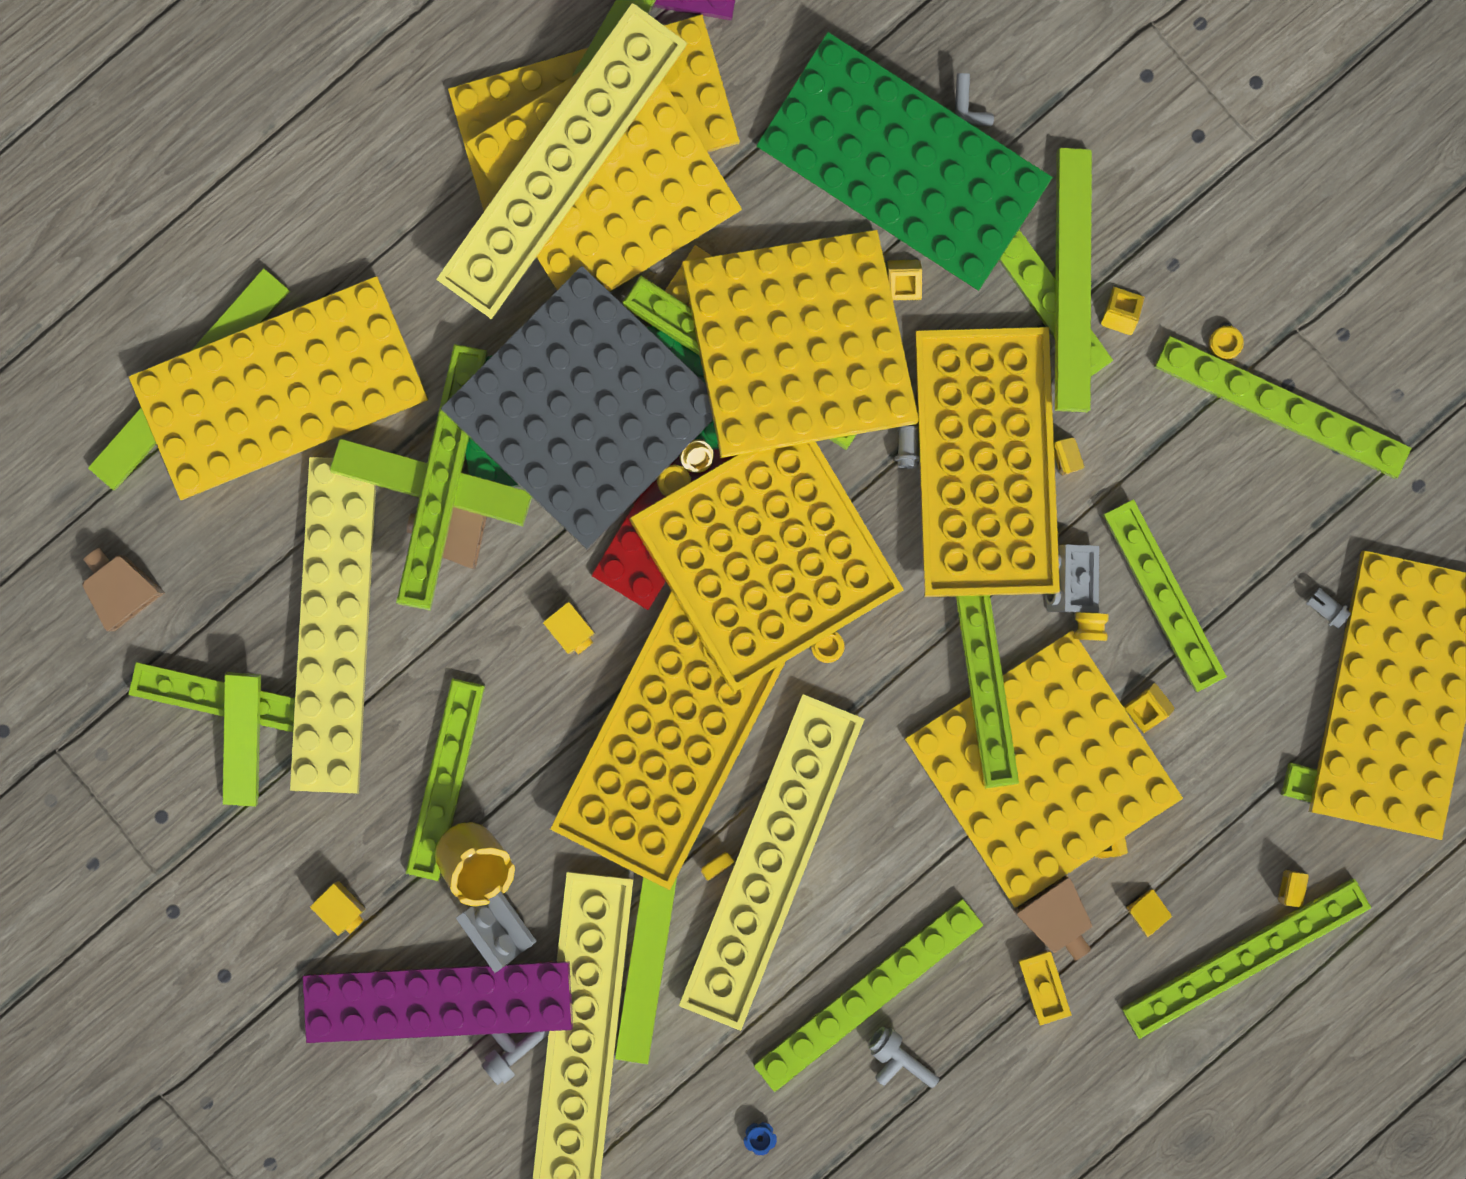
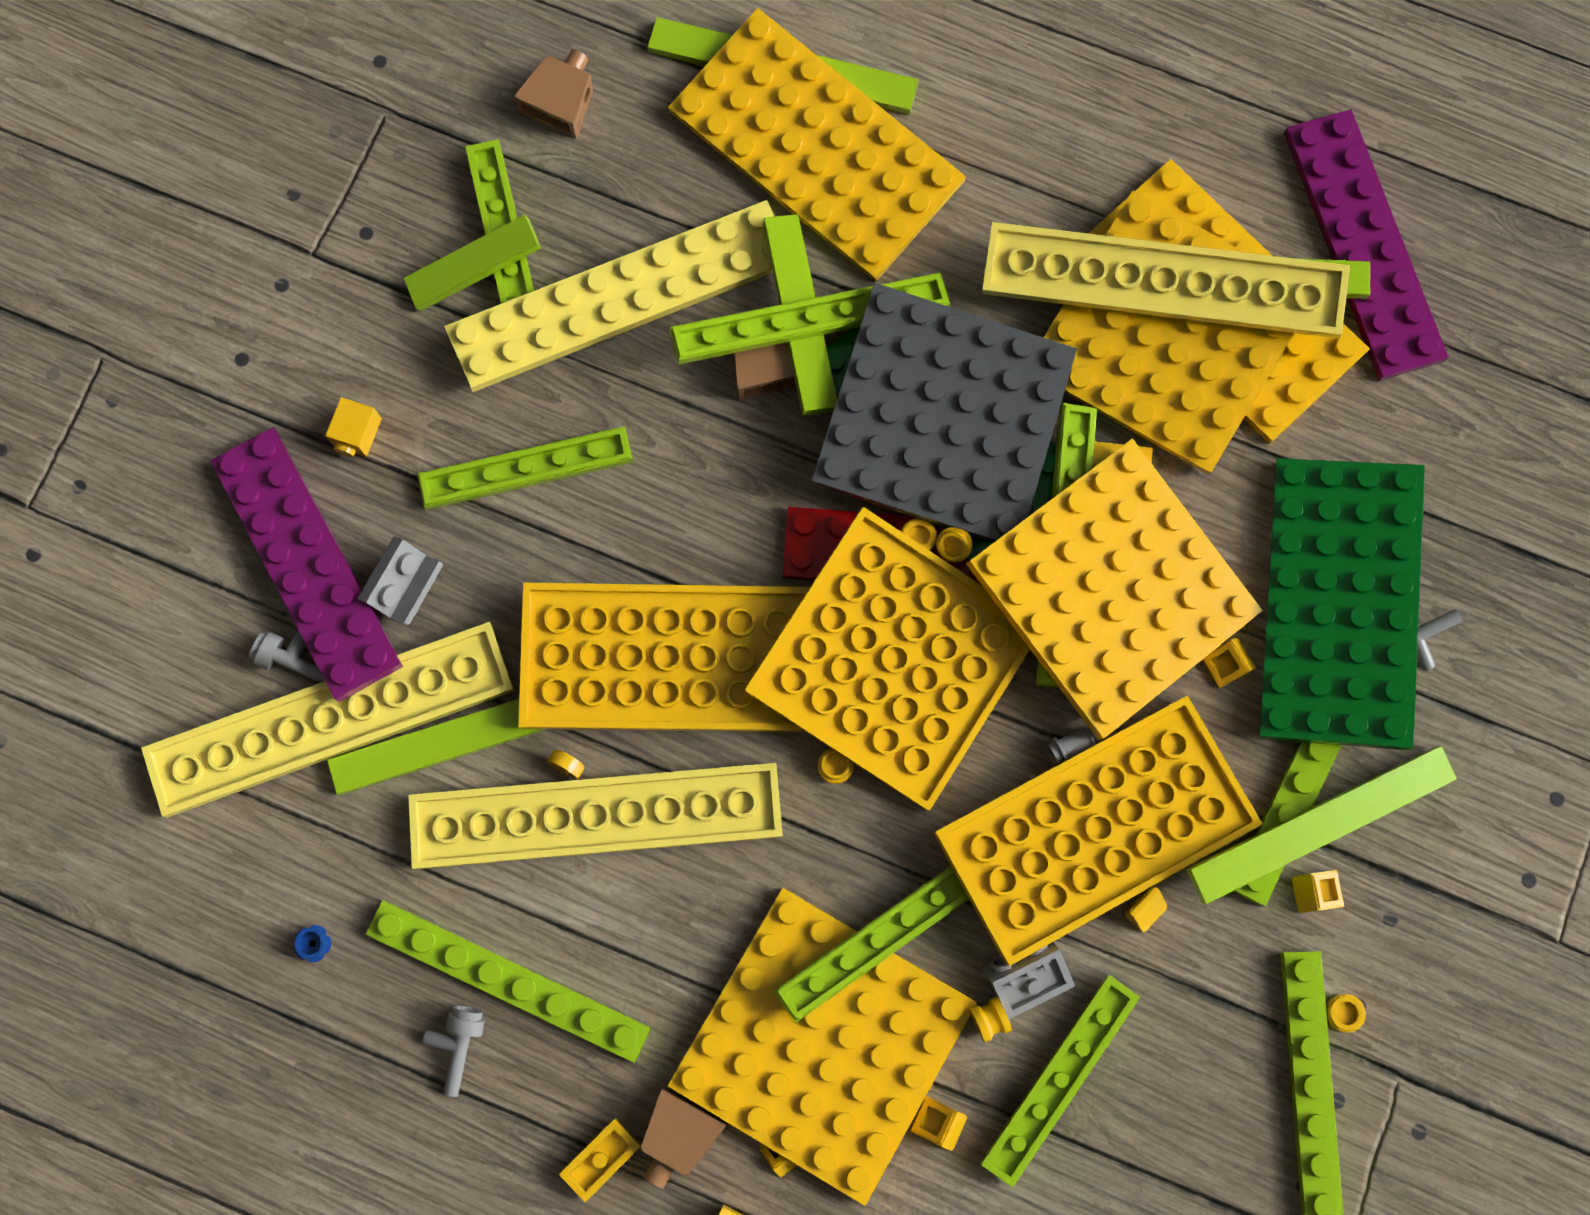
camera: 65 degrees right, 10 degrees down
(473, 863) = (453, 525): yellow cylinder -> none
(570, 629) = (727, 510): yellow brick -> none

